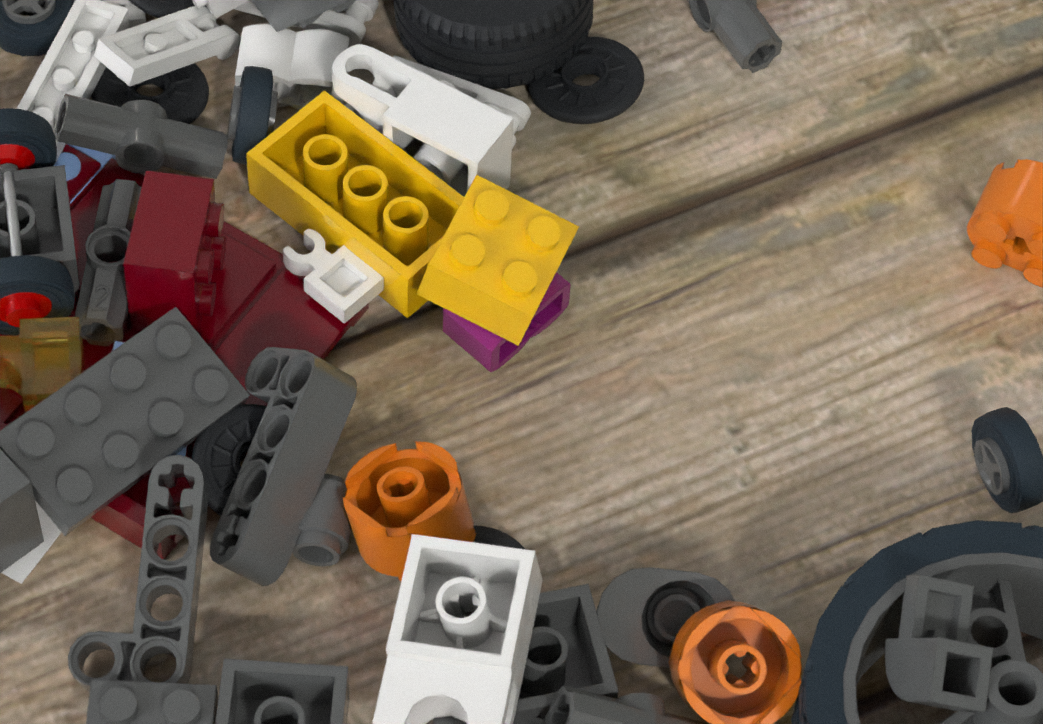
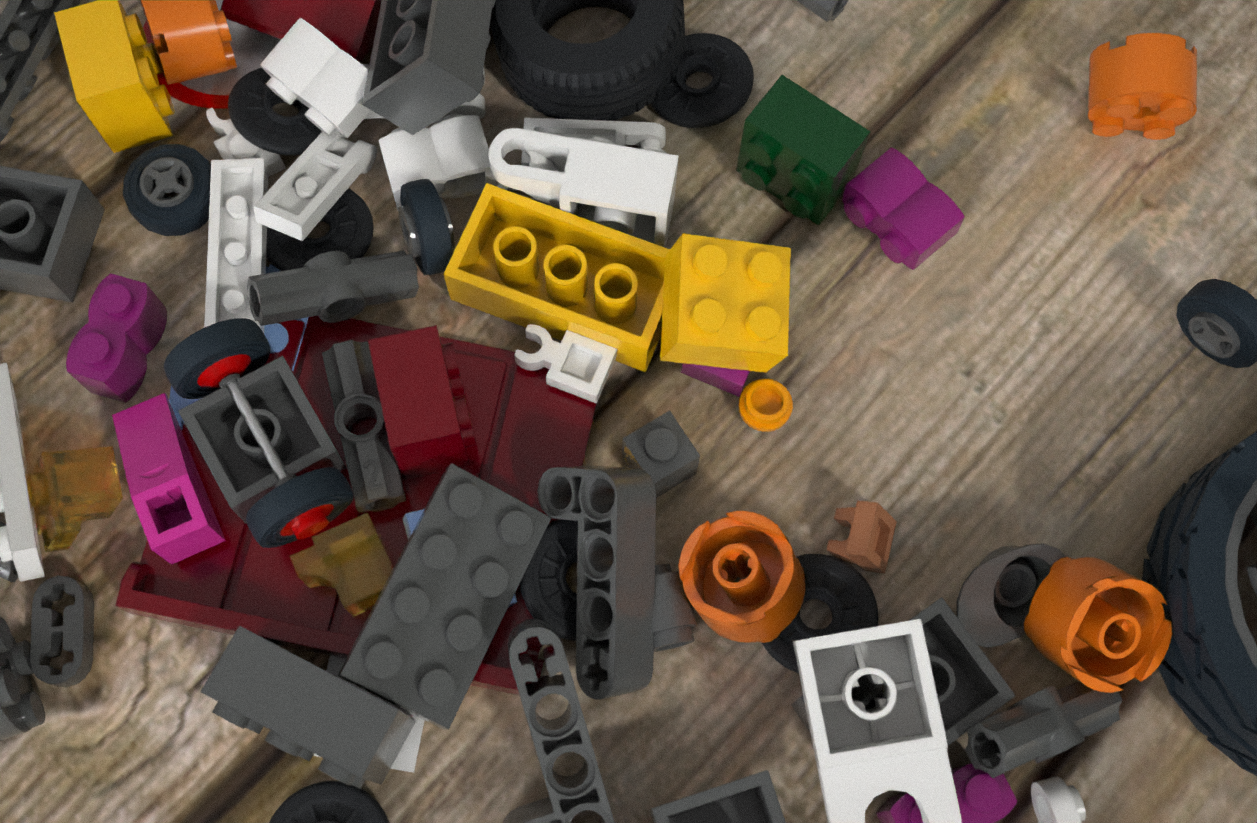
camera: 20 degrees left, 15 degrees up
(384, 387) = (662, 452): none -> dark grey brick
(511, 384) = (765, 405): none -> light orange plate
(553, 529) = (868, 537): none -> nougat tile
(647, 166) = (800, 150): none -> dark green brick
(732, 256) = (902, 209): none -> magenta brick

